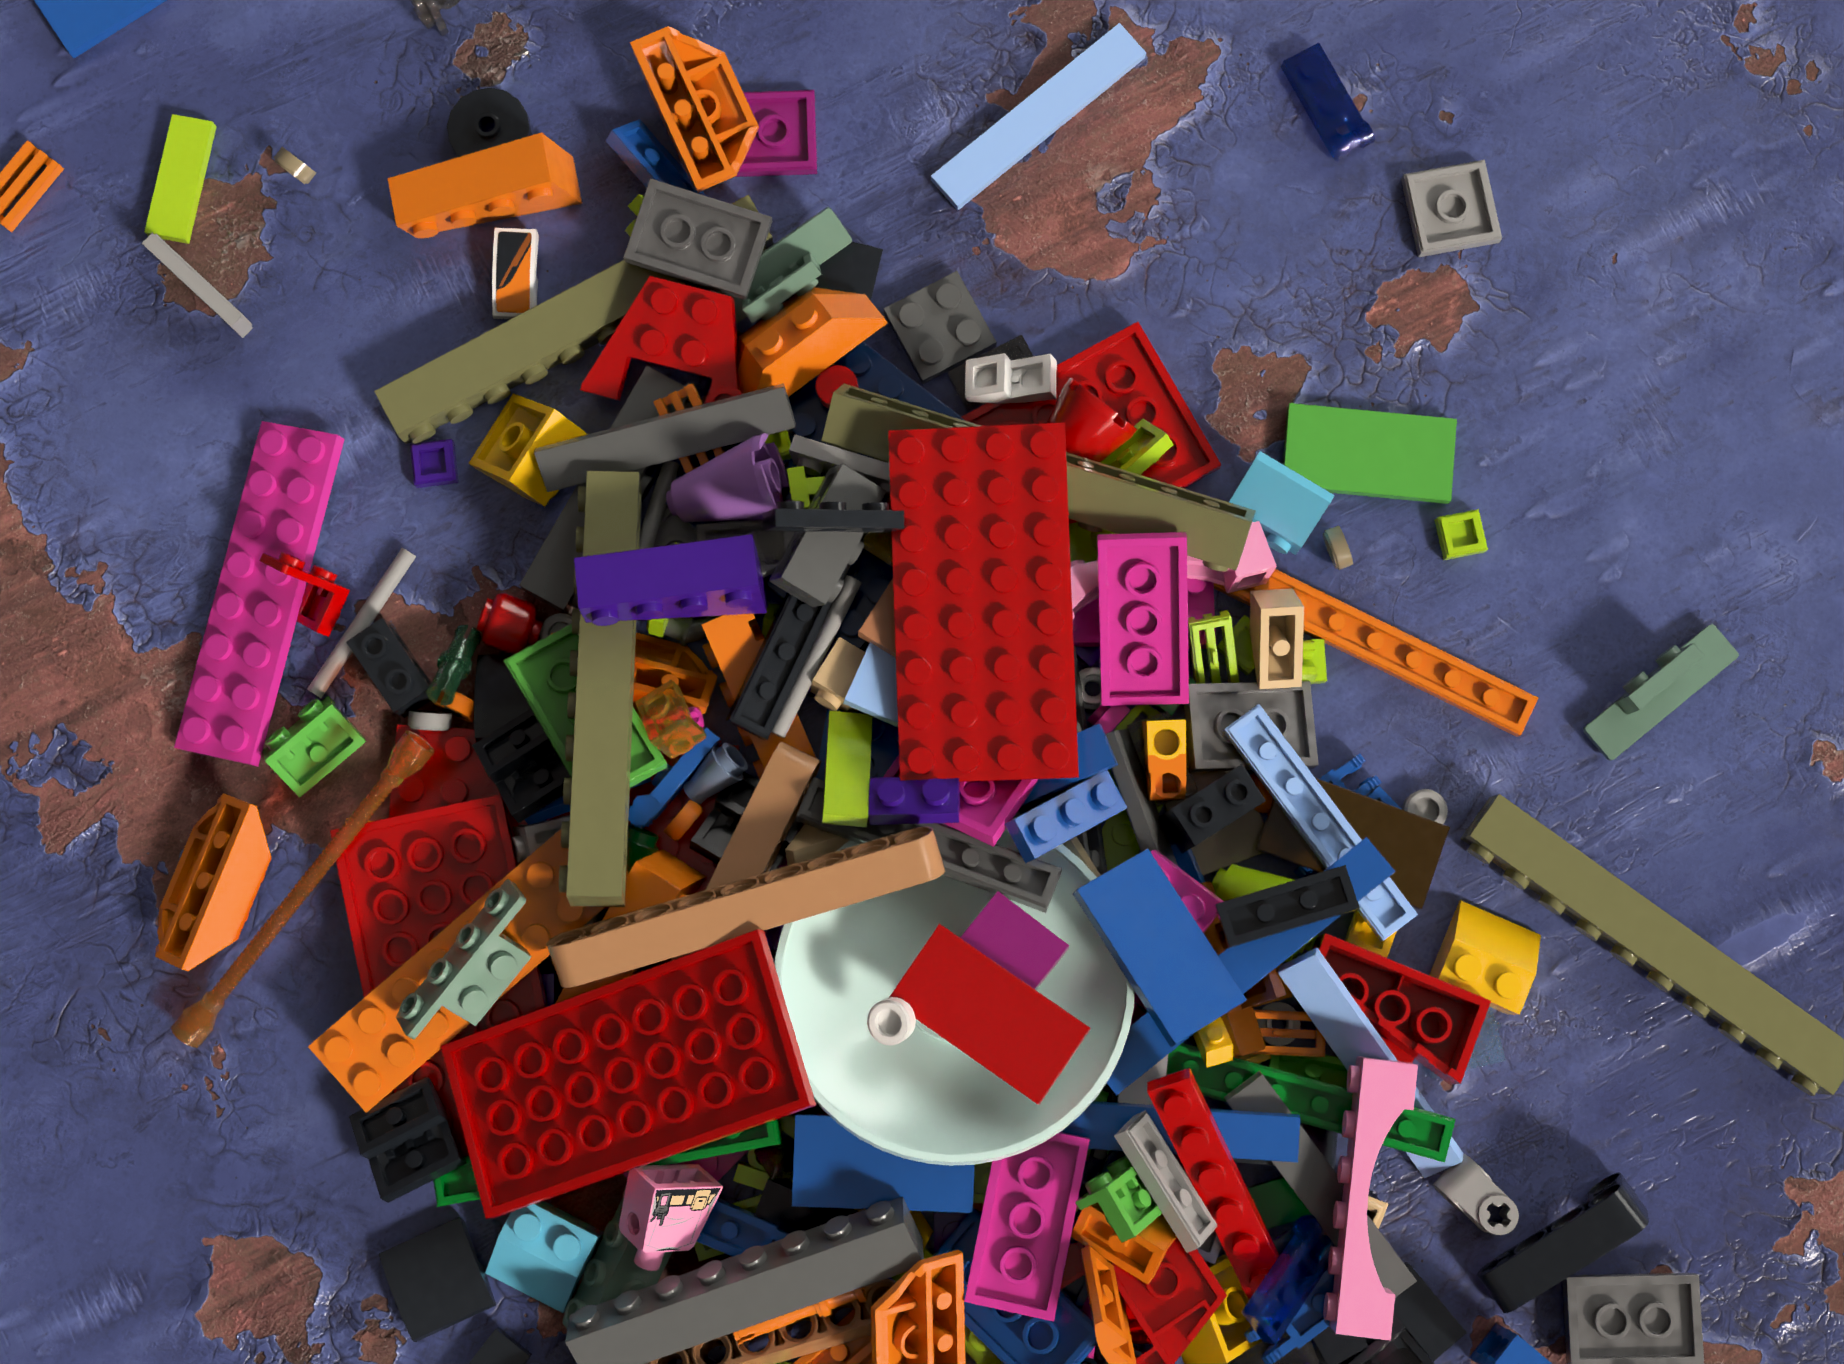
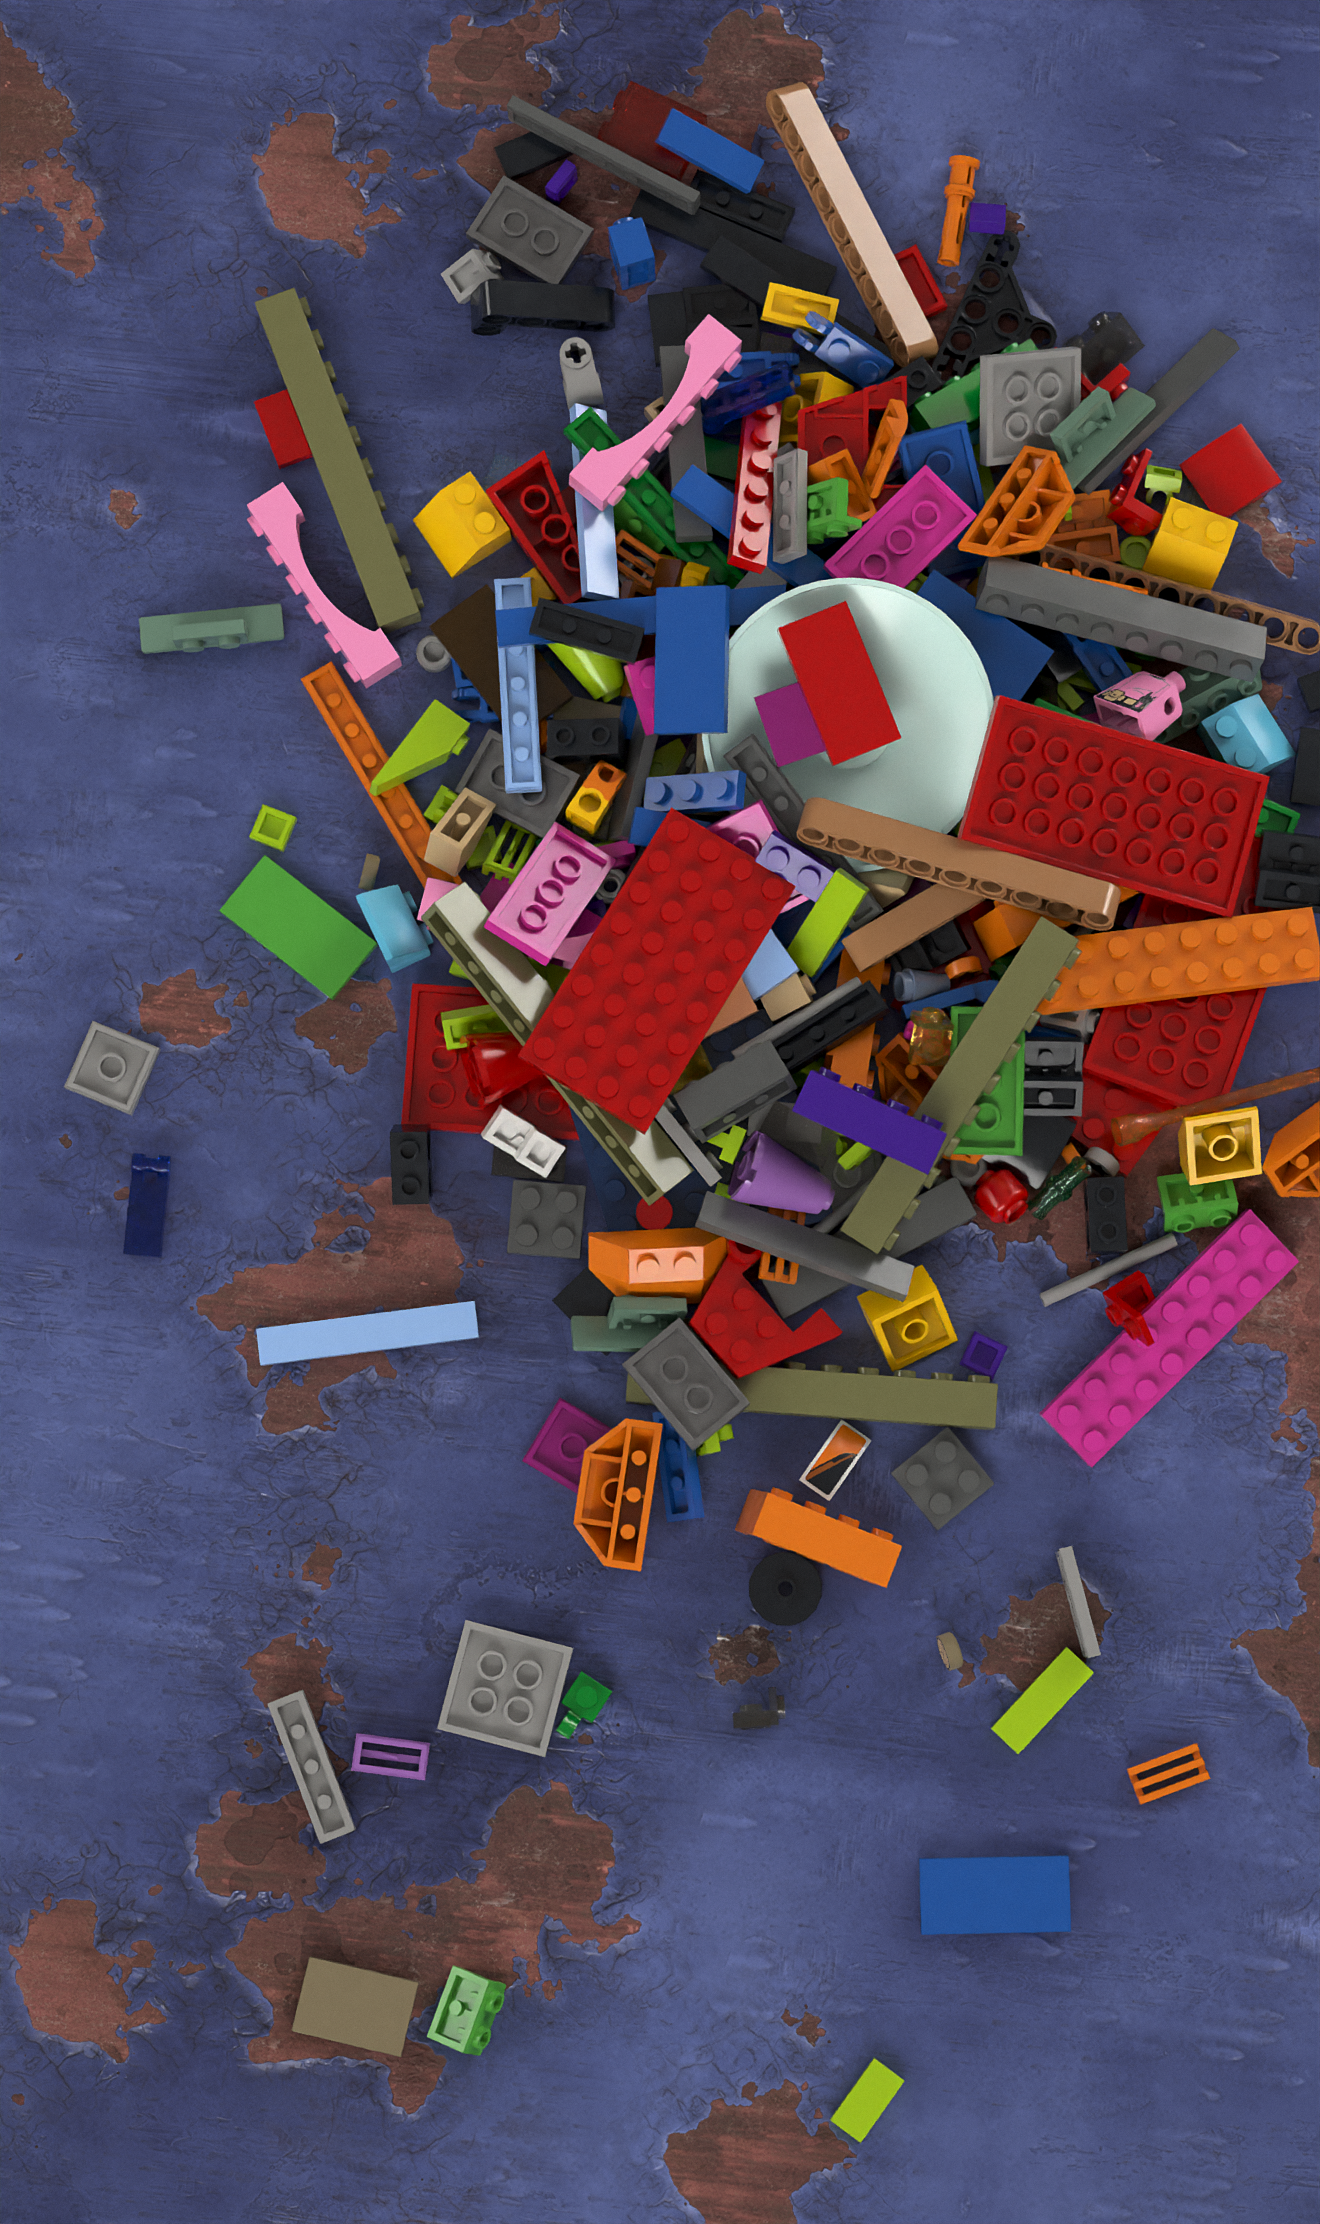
camera: 140 degrees left, 0 degrees up
(312, 802) = (1220, 1146): none -> yellow slope
(401, 322) = (942, 1478): none -> dark grey plate
(473, 969) = (1176, 950): sand green bracket -> none
(833, 517) = (727, 1088): black plate -> none
(891, 1021) = (908, 720): white tile -> none
(1103, 288) = (411, 1164): none -> black brick
(1368, 707) = (425, 747): none -> lime slope
(1664, 1238) = (469, 272): none -> light grey bracket
(1671, 842) = (367, 651): none -> bright pink arch
(1738, 940) = (283, 429): none -> red tile

